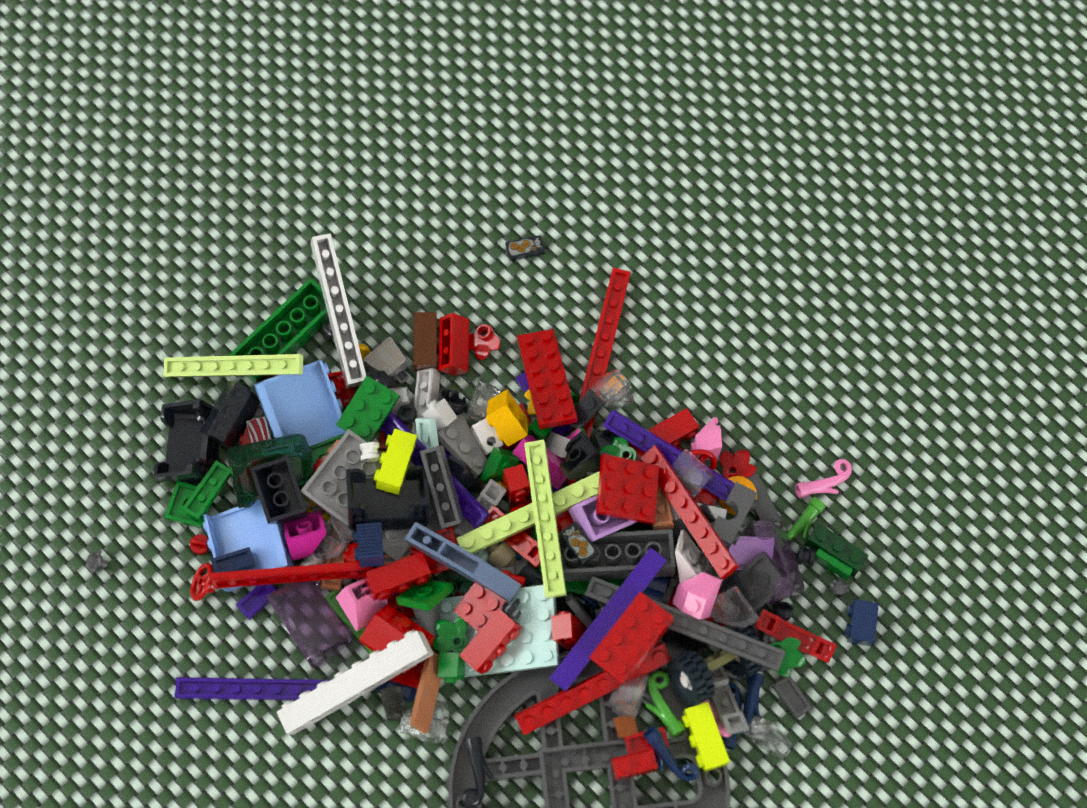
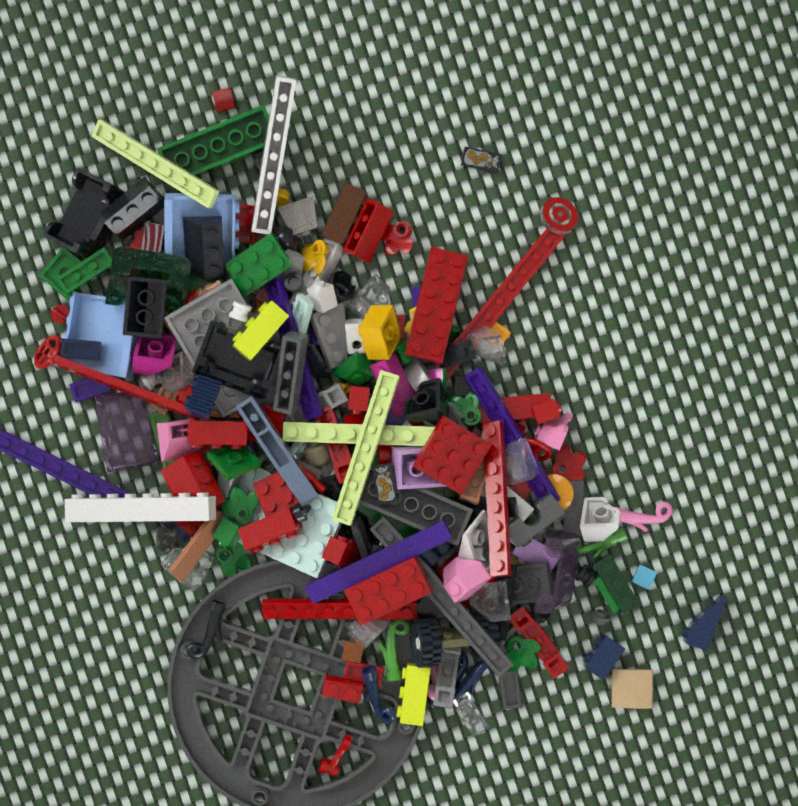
camera: 30 degrees right, 20 degrees up
(272, 295) = (223, 100): none -> red slope
(310, 416) = (204, 246): none -> black slope
(417, 386) = (315, 256): none -> yellow plate
(470, 695) = (235, 560): none -> green plate
(615, 260) = (559, 215): none -> red tile
(691, 421) = (546, 411): none -> red brick
(790, 498) = (598, 519): none -> white slope
(858, 534) = (644, 576): none -> medium azure tile
(904, 640) = (632, 688): none -> tan slope
(937, 556) = (702, 627): none -> dark blue slope

